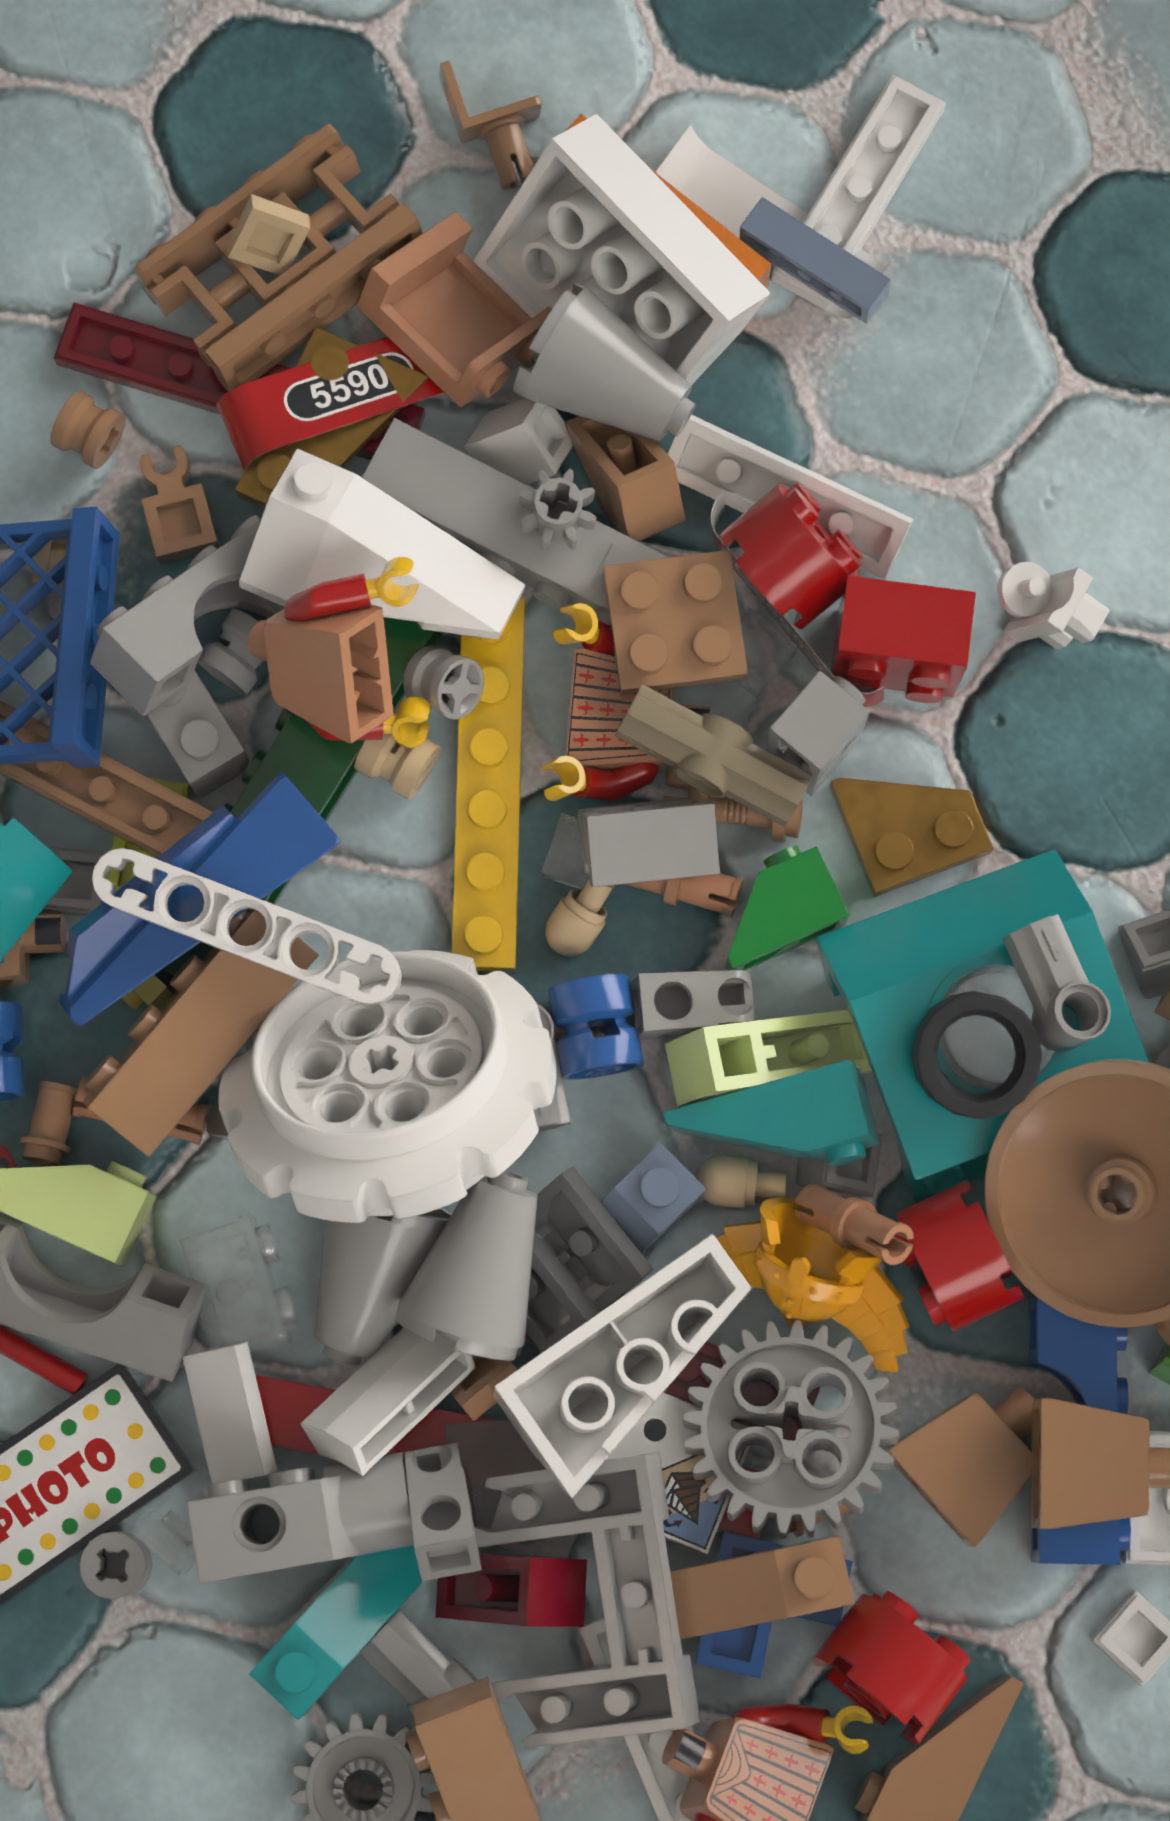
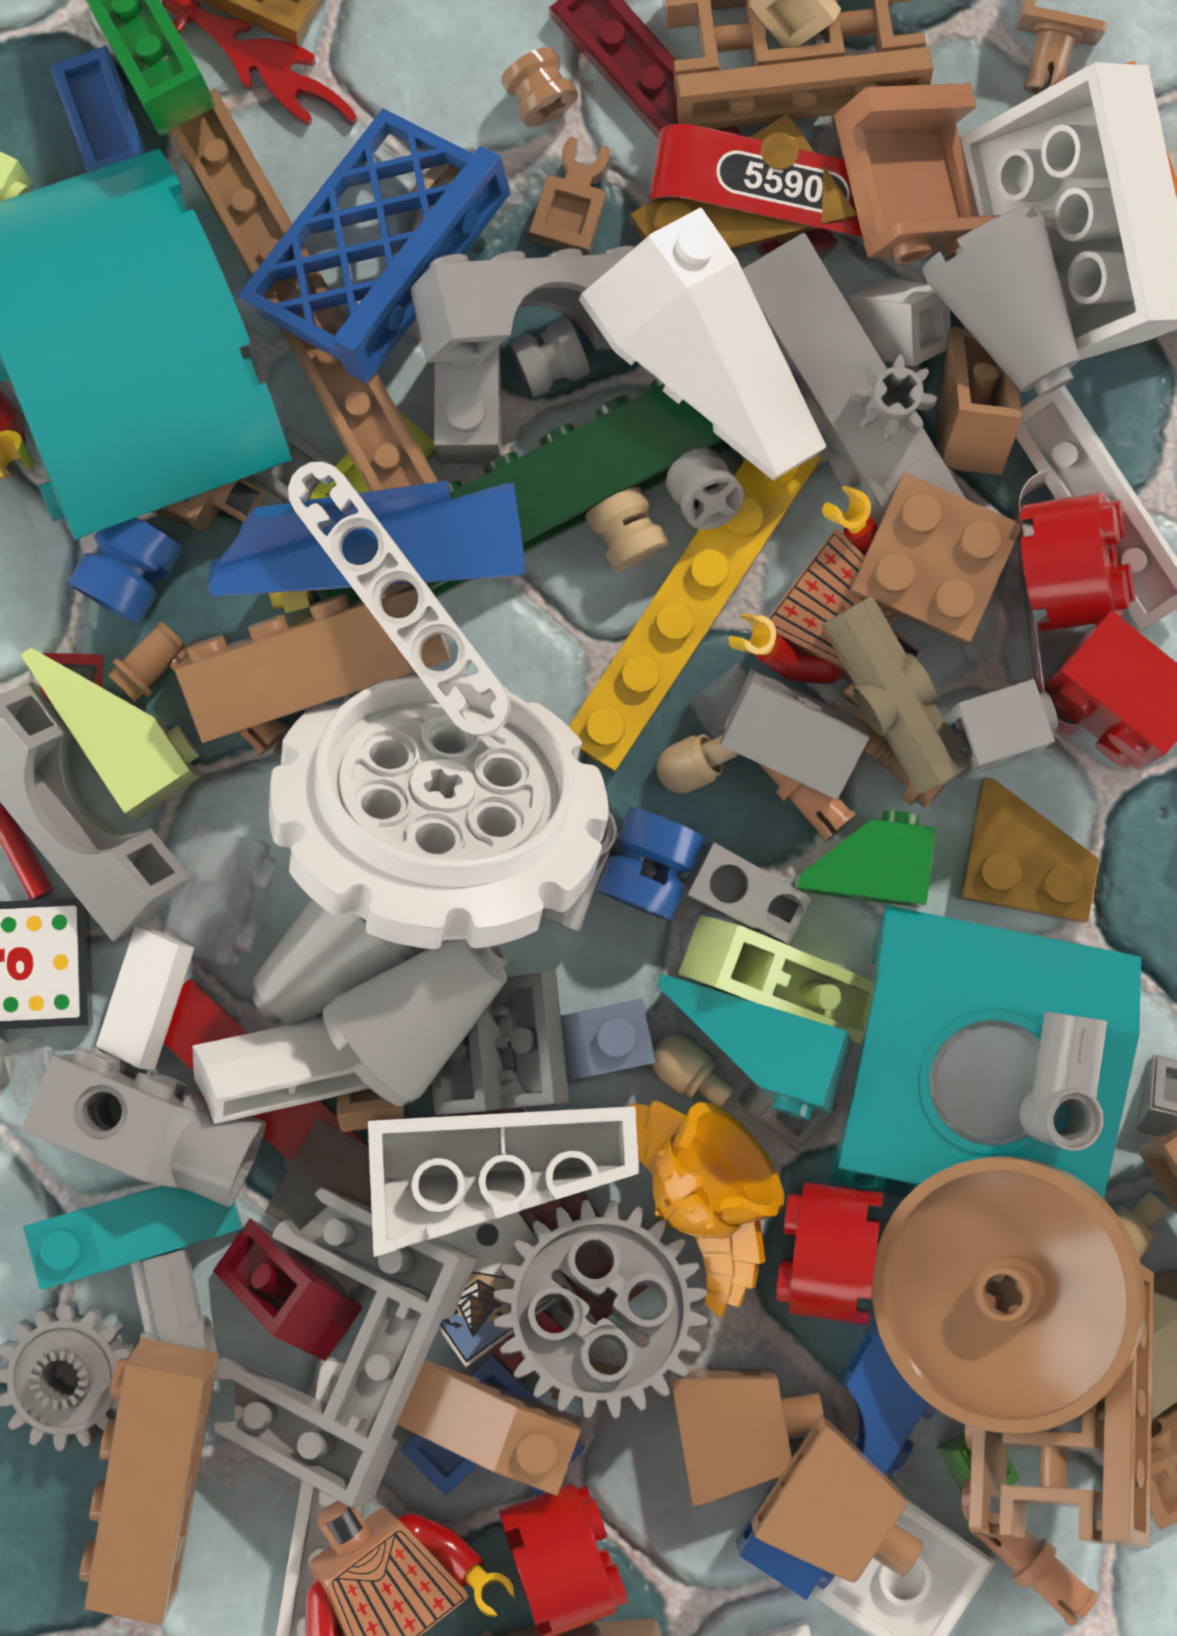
camera: 40 degrees right, 5 degrees up
(333, 660) = (617, 411): nougat torso -> none
(441, 1512) = (262, 1193): light grey leg -> none
(854, 1224) = (762, 1173): nougat pin -> none
(1025, 1066) = (975, 1146): black tyre -> none

